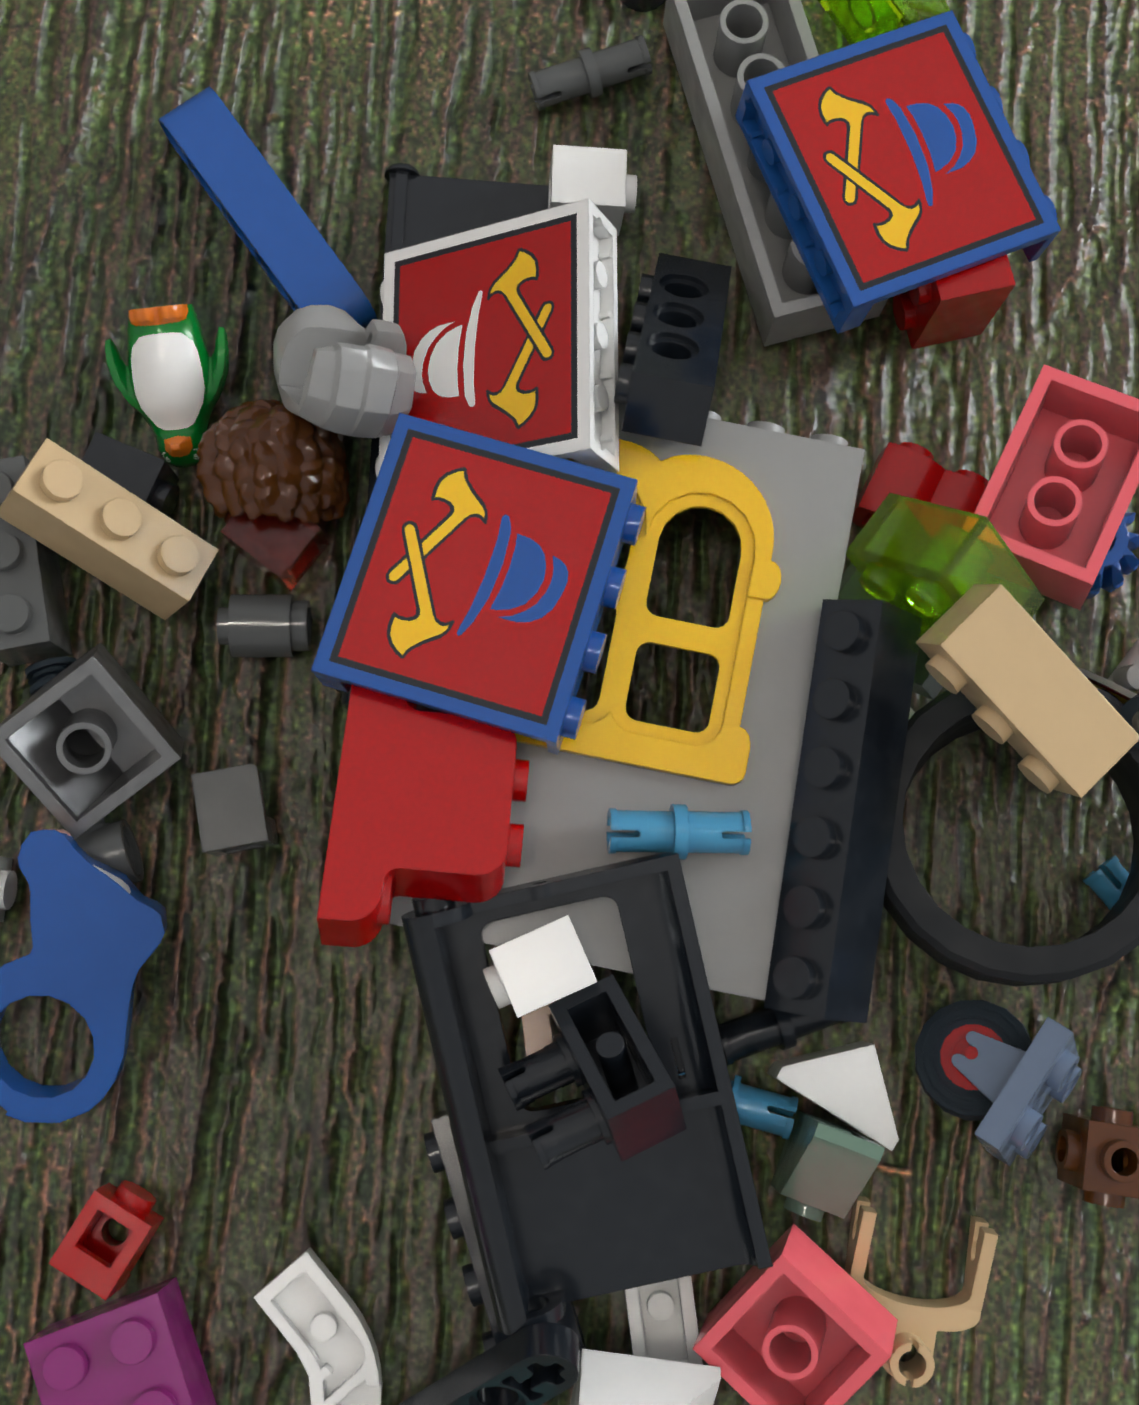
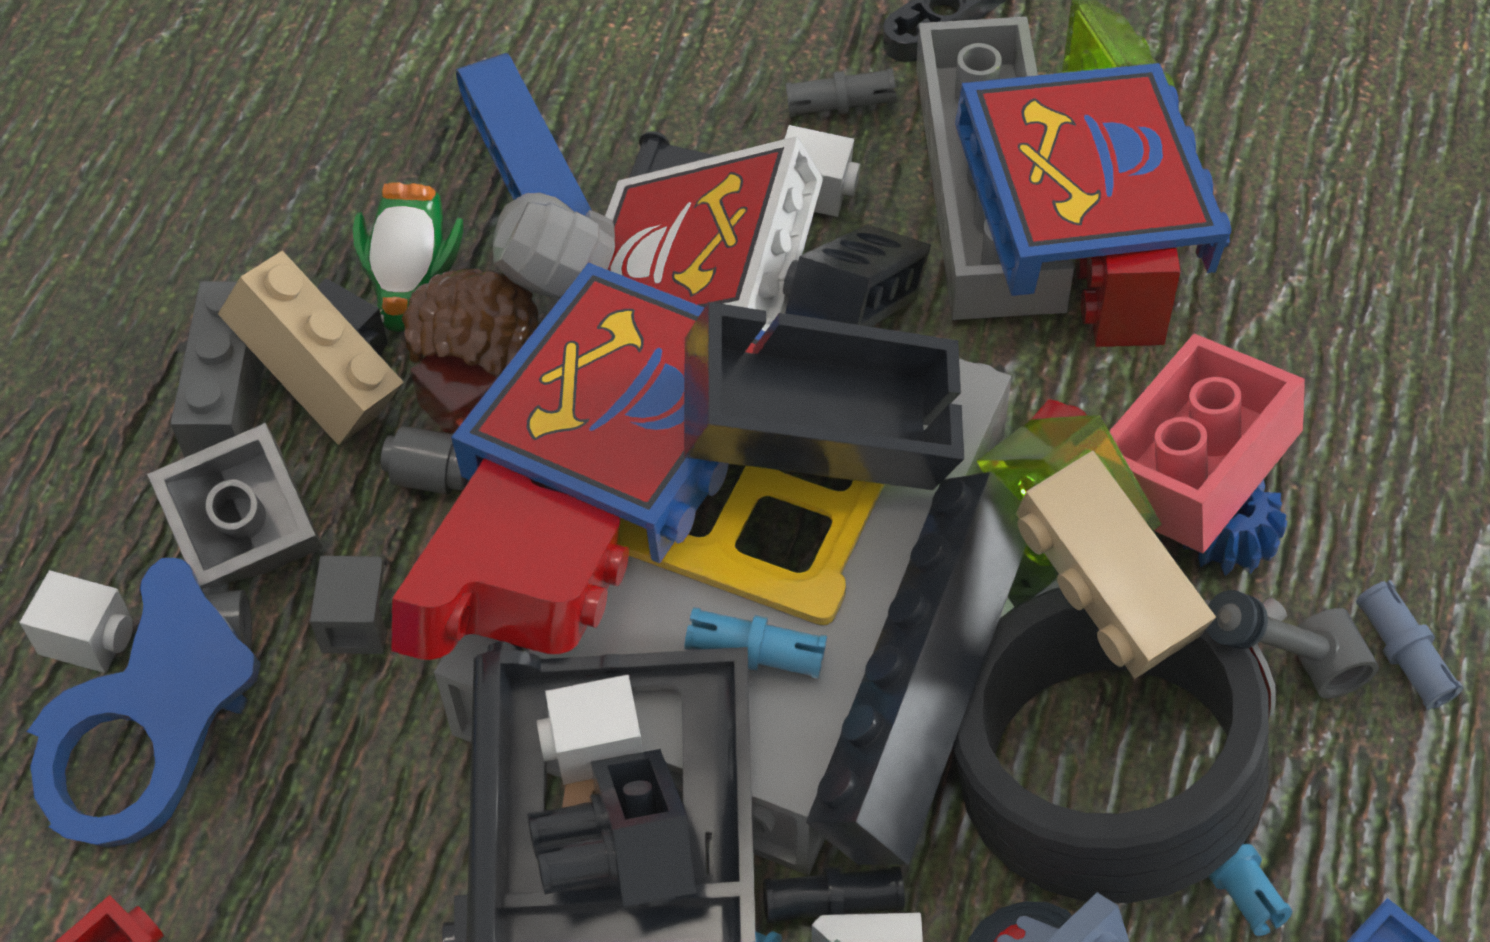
camera: 20 degrees right, 25 degrees down
(697, 560) = (822, 398): none -> black piece

